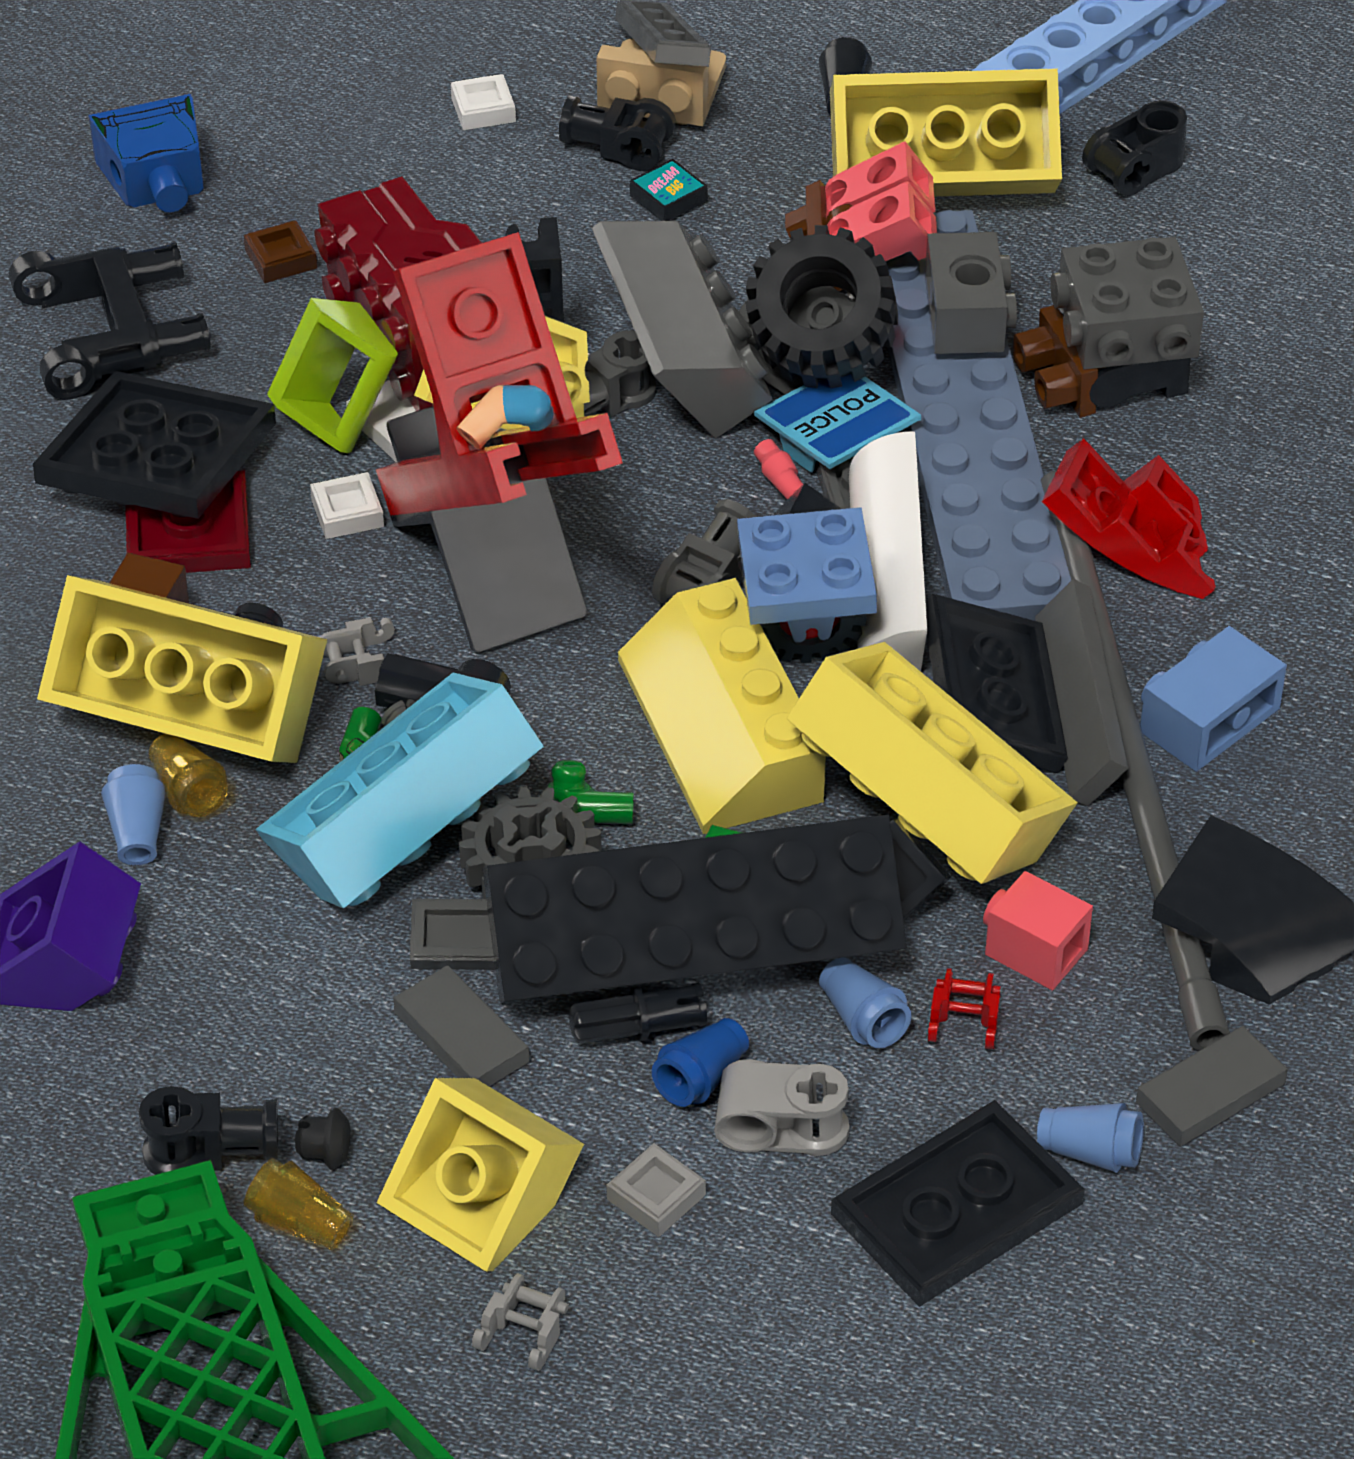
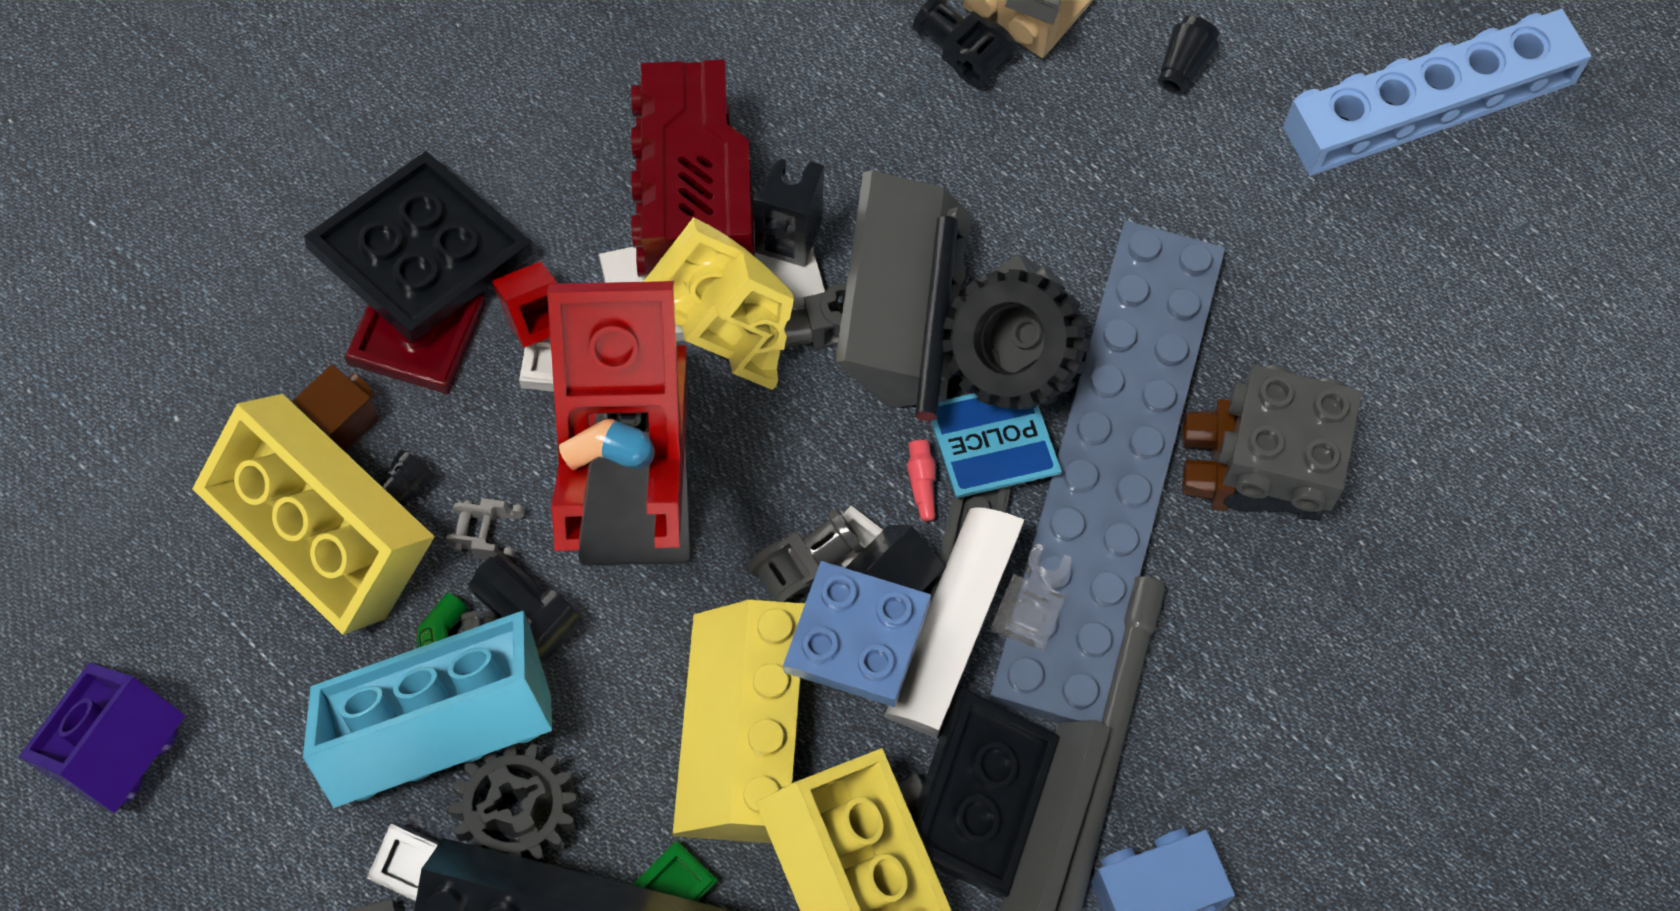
camera: 20 degrees right, 20 degrees up
(132, 340) = (459, 124): black connector -> none
(134, 808) = (224, 629): medium blue cone -> none
(188, 776) = (280, 610): clear yellow cone -> none
(280, 251) = (623, 61): reddish brown tile -> none
(306, 450) = (526, 302): none -> red brick
(317, 363) = (583, 212): lime tile -> none
(607, 806) = (586, 764): green arm -> none
(668, 190) = (978, 121): tile -> none
(733, 315) = (936, 313): none -> black bar
(879, 199) = (1116, 237): coral hips -> none
(956, 513) = (1032, 605): none -> clear plate
(967, 127) = (1231, 168): light yellow brick -> none
(967, 292) = (1169, 329): dark grey brick -> none
(1139, 146) = (1397, 238): black piece -> none
(1139, 522) = (1193, 652): red slope -> none

